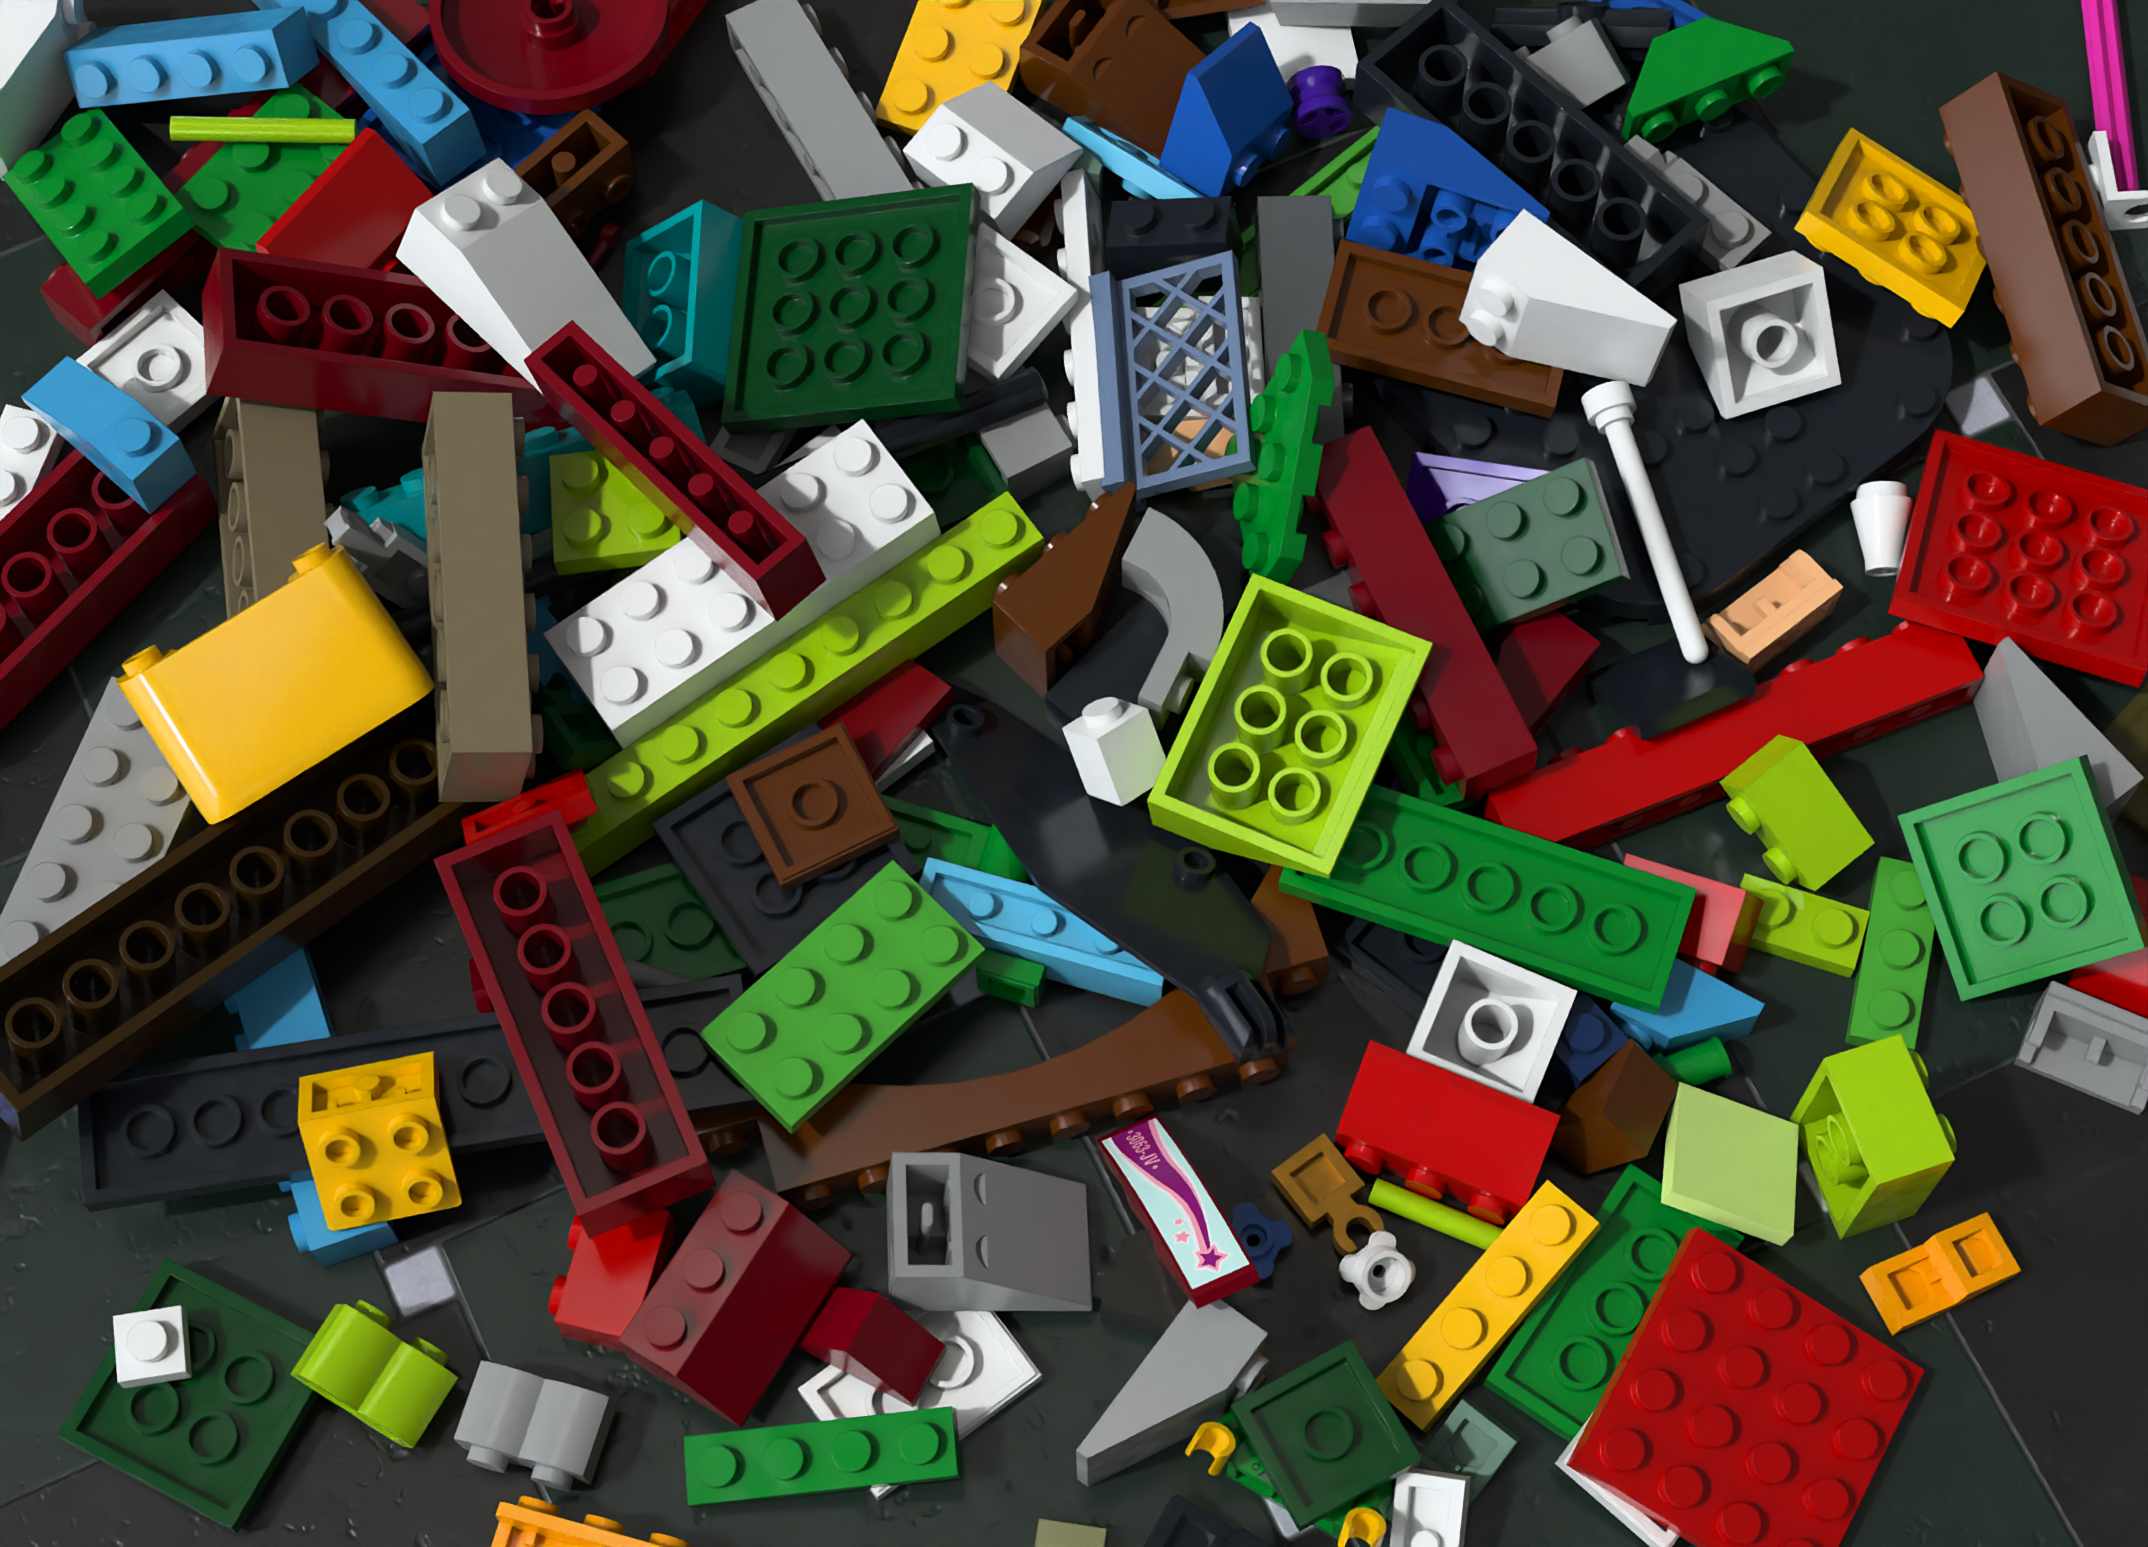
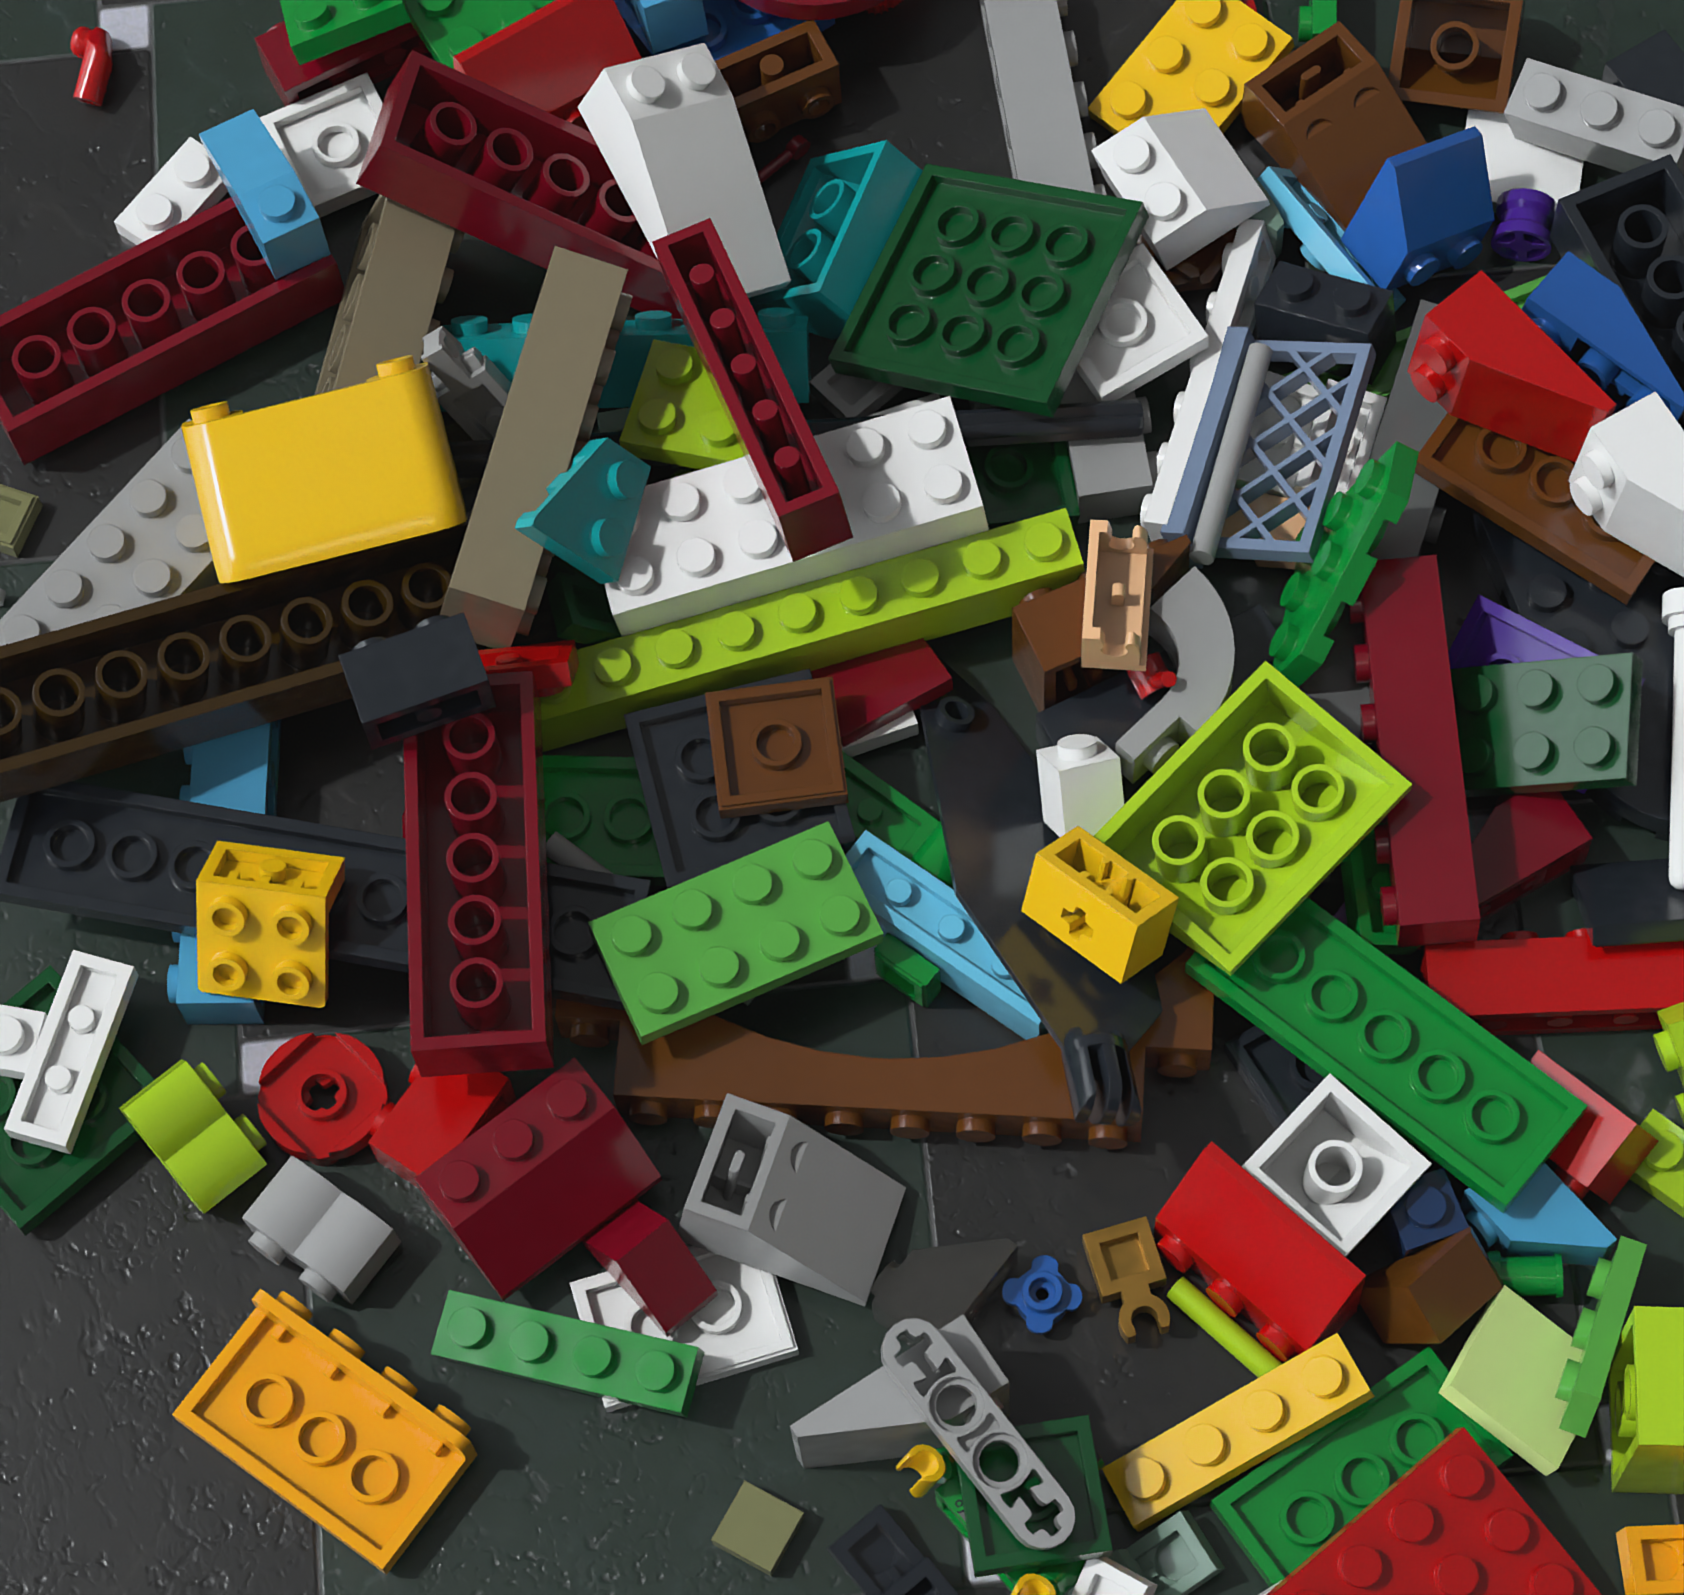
camera: 25 degrees right, 0 degrees up
(222, 1335) = (71, 1052): none -> white plate
(452, 852) = (417, 679): none -> black brick
(474, 1257) = (285, 1097): none -> red plate
(560, 635) = (591, 510): none -> teal wing
(1089, 561) = (1116, 599): none -> light nougat hinge
(1138, 393) = (1230, 454): none -> light grey bar
(1142, 623) = (1154, 678): none -> red hand
(1178, 1211) = (973, 1240): slope -> none
(1182, 852) = (1099, 904): none -> yellow brick
(1253, 1404) = (985, 1427): none -> light grey beam
(1376, 237) = (1504, 372): none -> red slope
(1390, 1283) = (1153, 1381): white plate -> none
(1784, 1098) = (1598, 1335): none -> bright green plate

